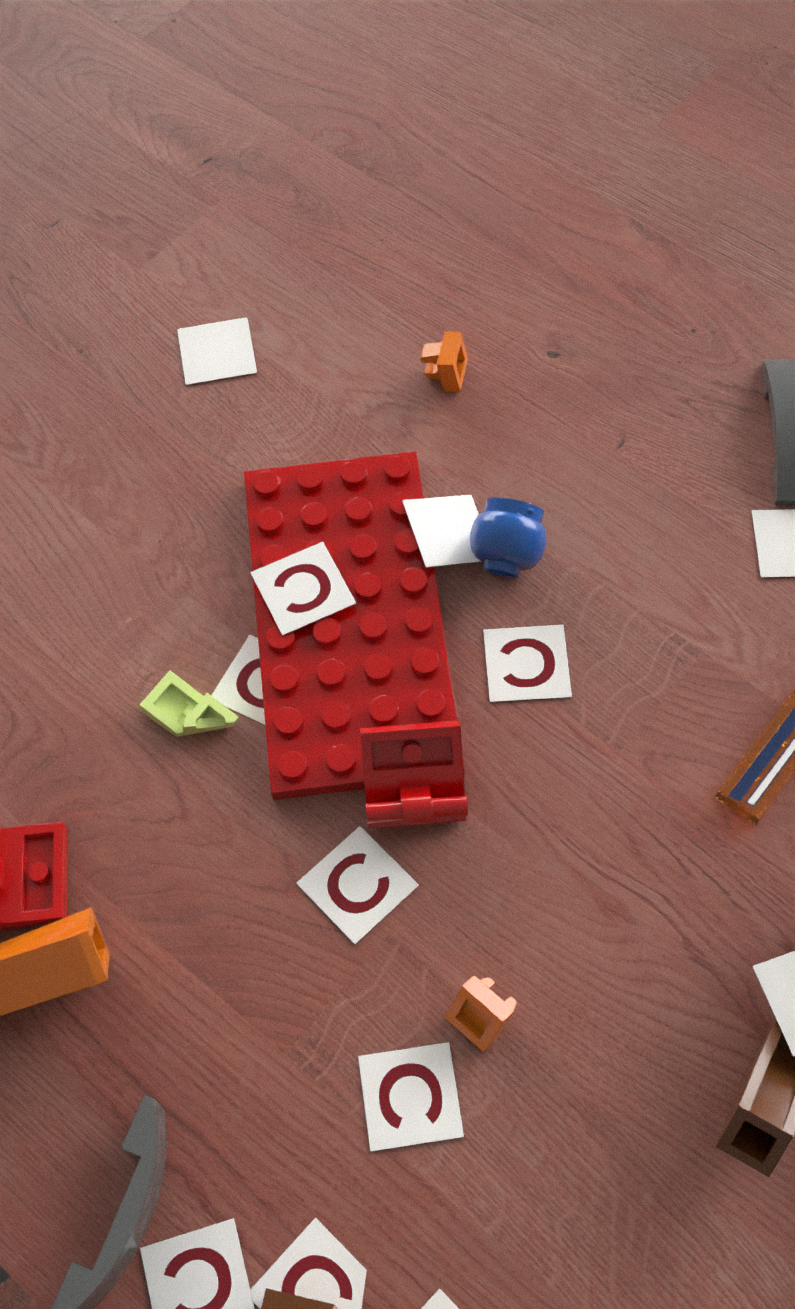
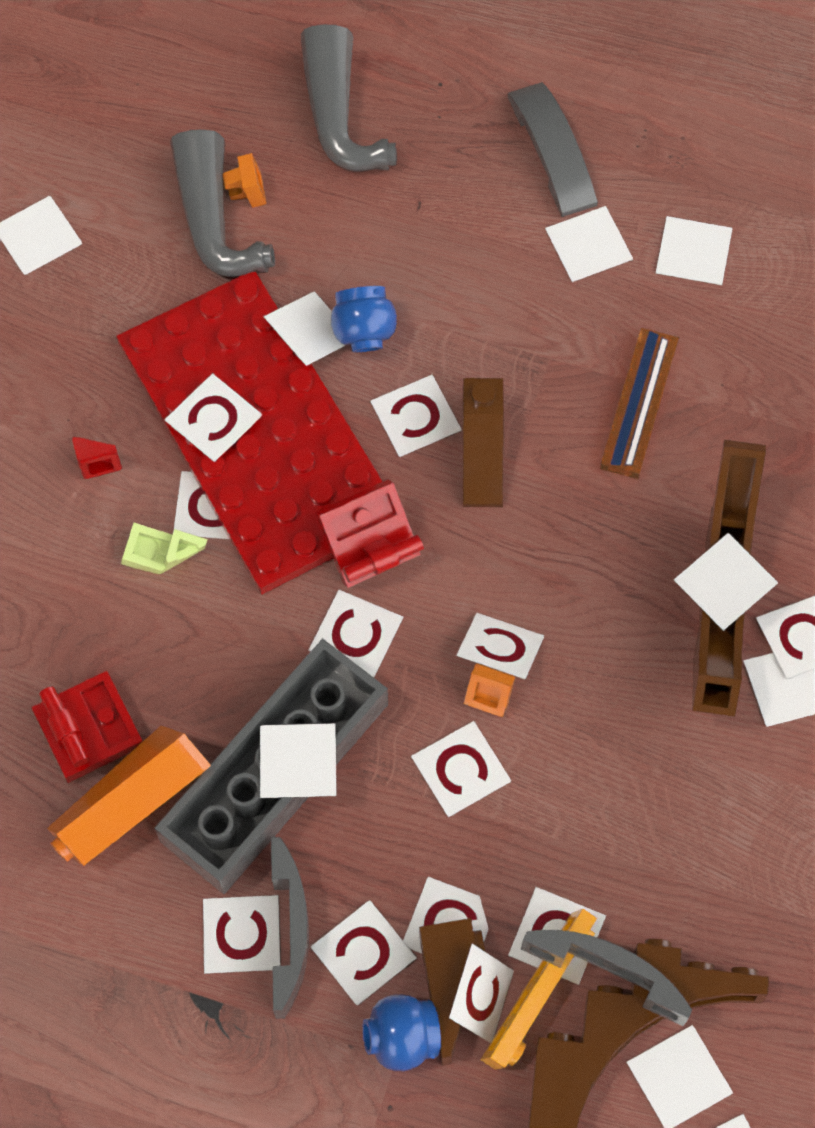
camera: 25 degrees left, 5 degrees up
(69, 1197) = (241, 934): none -> white sticker
(162, 588) = (96, 457): none -> red slope
(184, 1008) = (221, 817): none -> dark grey brick
(211, 1015) = (297, 760): none -> white sticker
(403, 329) = (199, 173): none -> dark grey animal
(514, 964) = (500, 645): none -> white sticker
(577, 277) = (327, 75): none -> dark grey animal
(588, 718) = (483, 442): none -> reddish brown slope

